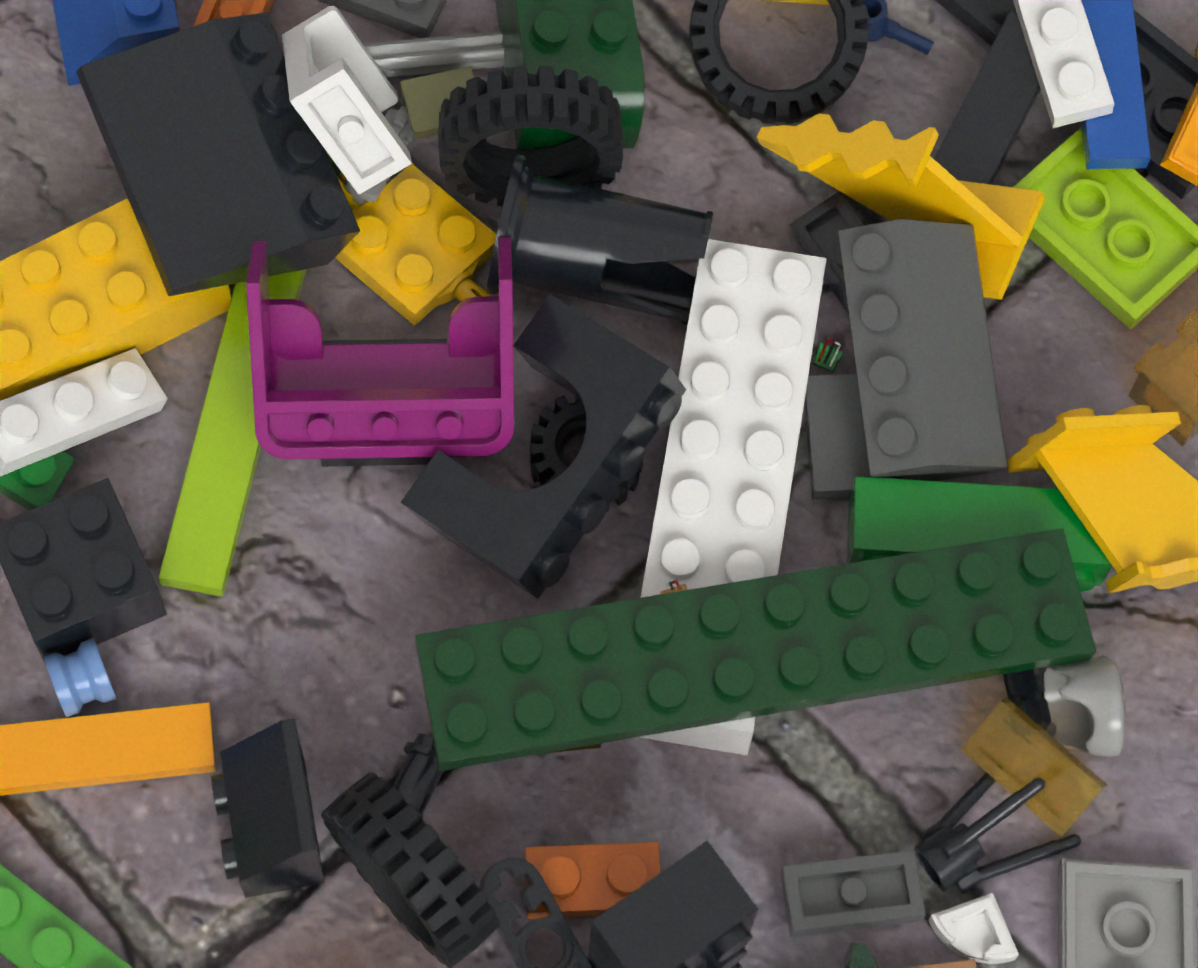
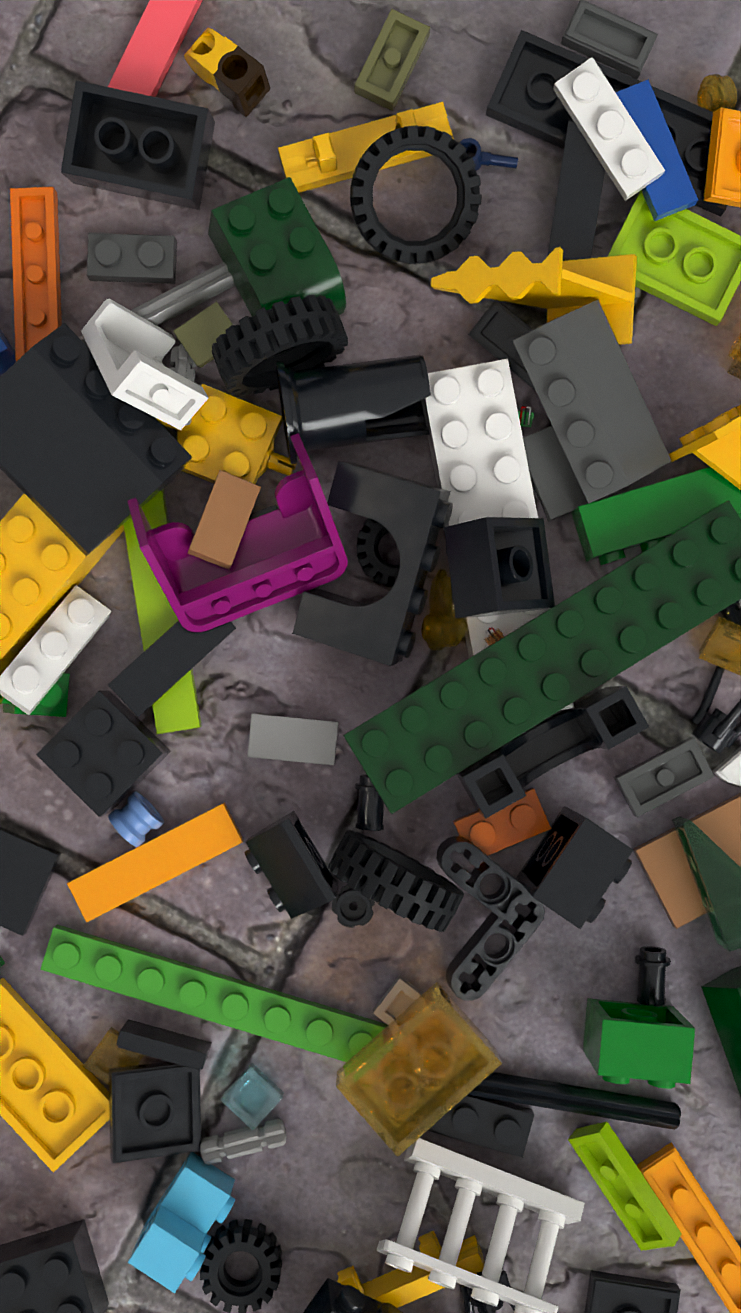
camera: 20 degrees left, 20 degrees up
(214, 485) = (165, 664): none -> black tile
(327, 898) = (347, 916): none -> black plate
(343, 655) = (292, 739): none -> light grey tile
(368, 325) = (224, 520): none -> medium nougat tile
(610, 573) = (441, 627): none -> clear yellow plate
(714, 496) = (499, 566): none -> black slope
(773, 770) = (593, 723): none -> black arch

